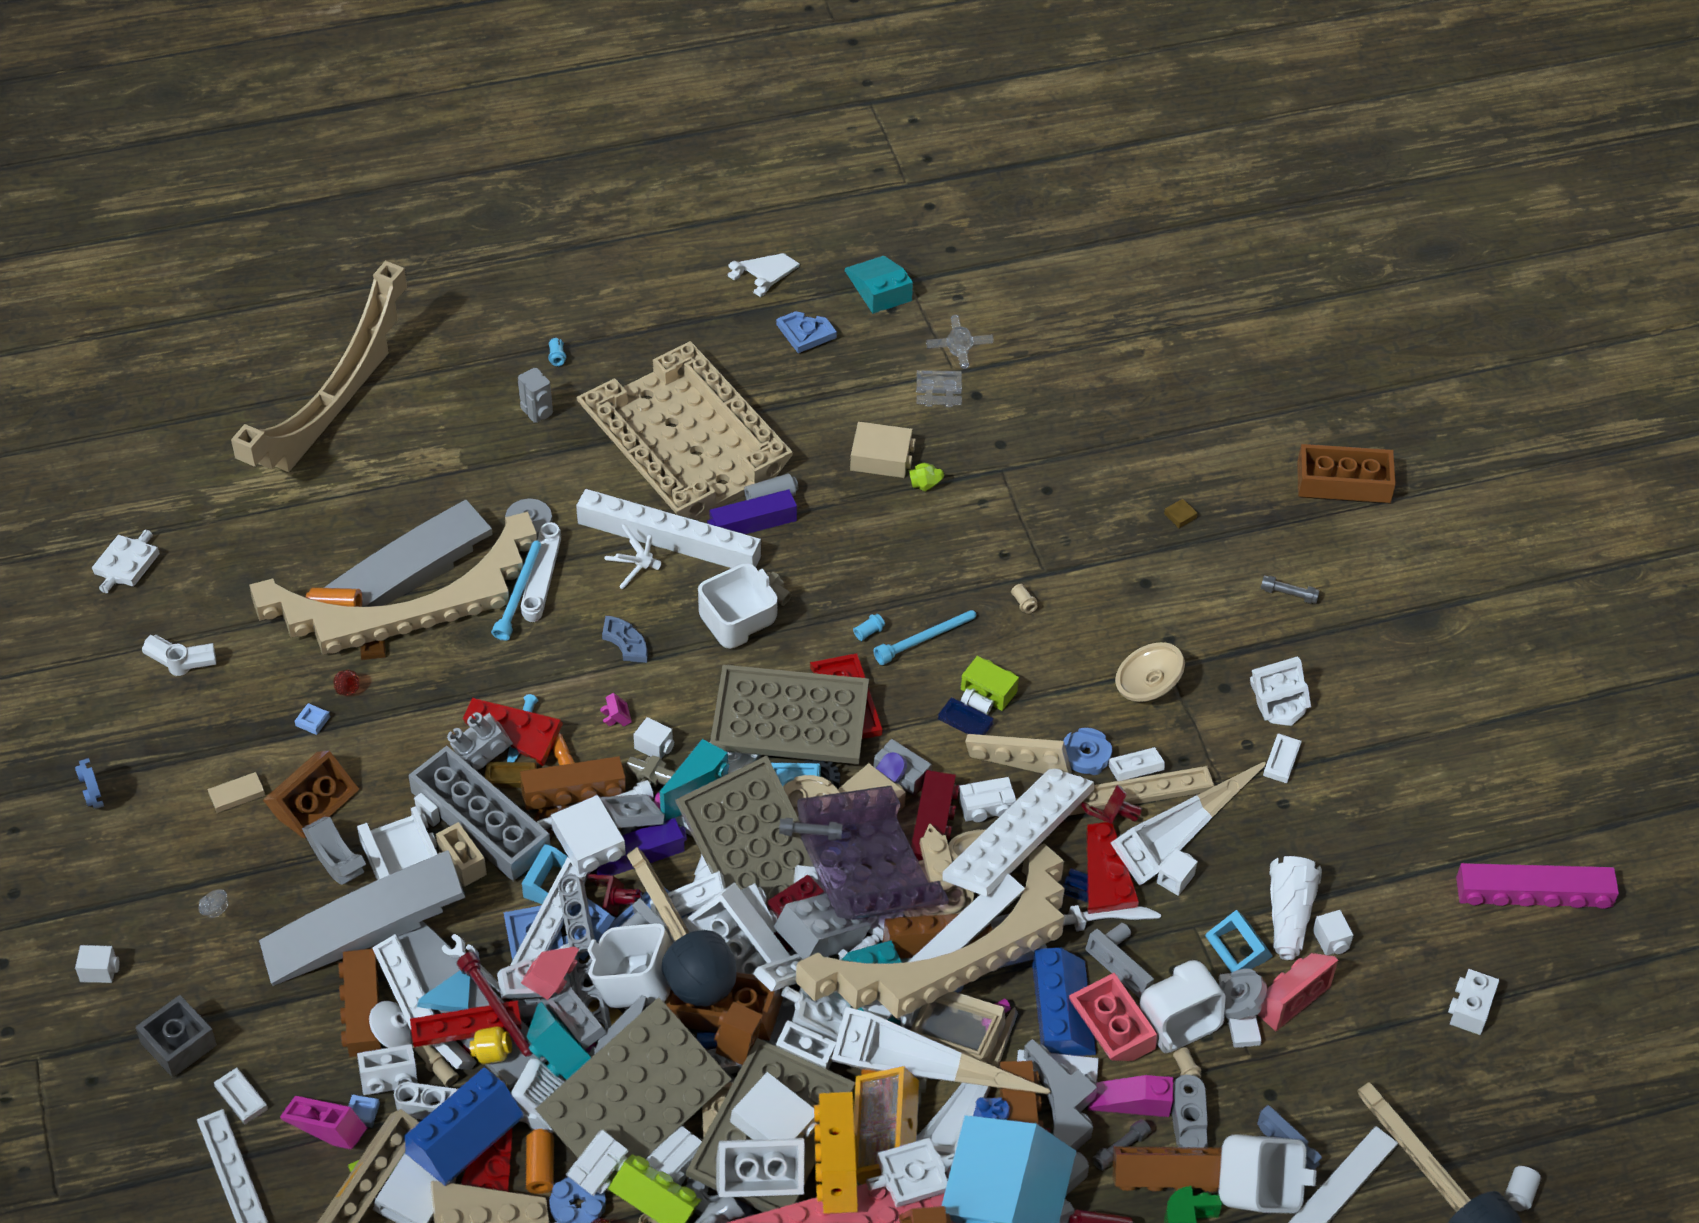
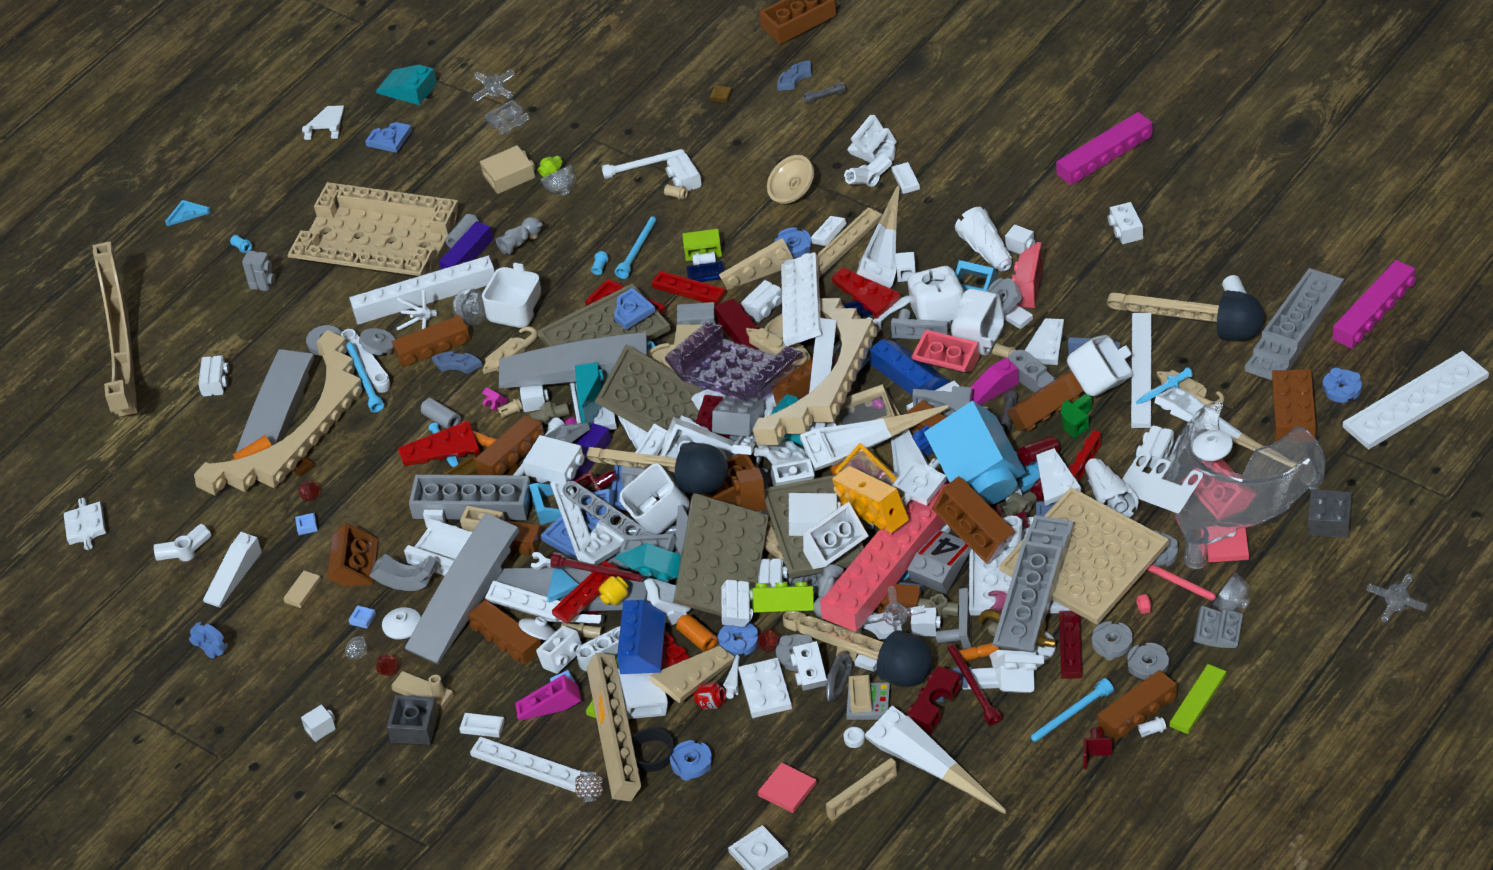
camera: 30 degrees left, 5 degrees down
(200, 716) = (235, 565): none -> white slope
(220, 948) = (386, 665): none -> clear red piece
(227, 1006) = (414, 686): none -> tan piece
(257, 870) = (362, 617): none -> light blue tile
(279, 915) = (400, 623): none -> white dish
(388, 482) = (213, 375): none -> white brick
(481, 741) = (432, 458): light grey brick -> none
(483, 899) = (527, 539): none -> dark orange brick
(543, 279) = (186, 211): none -> medium azure tile
(548, 690) = (440, 413): none -> light grey brick
(549, 969) = (608, 535): coral slope -> none
(564, 565) = (376, 341): none -> light grey plate
(620, 596) = (431, 341): none -> dark orange brick
(621, 735) = (510, 408): none -> tan pin
(684, 584) = (469, 306): none -> clear cylinder
(684, 665) = (509, 348): none -> tan plate
(696, 716) = (558, 362): none -> light grey slope
(814, 535) = (515, 237): none -> light grey piece
(832, 830) = (673, 374): flat silver bar -> none
(834, 711) = (632, 308): none -> medium blue plate
(893, 766) = (693, 316): dark purple tile -> none
(916, 501) = (560, 181): none -> clear cylinder
(928, 726) = (688, 288): none -> red plate
(981, 524) = (610, 170): none -> white piece
(1051, 581) = (683, 172): none -> white brick
(1114, 806) = (839, 256): dark red bracket -> none
(1185, 943) = (935, 294): none -> white piece
(1242, 724) = (868, 174): none -> white piece
(1245, 1089) = (1047, 341): none -> white wing
(1278, 544) = (789, 79): none -> sand blue tile

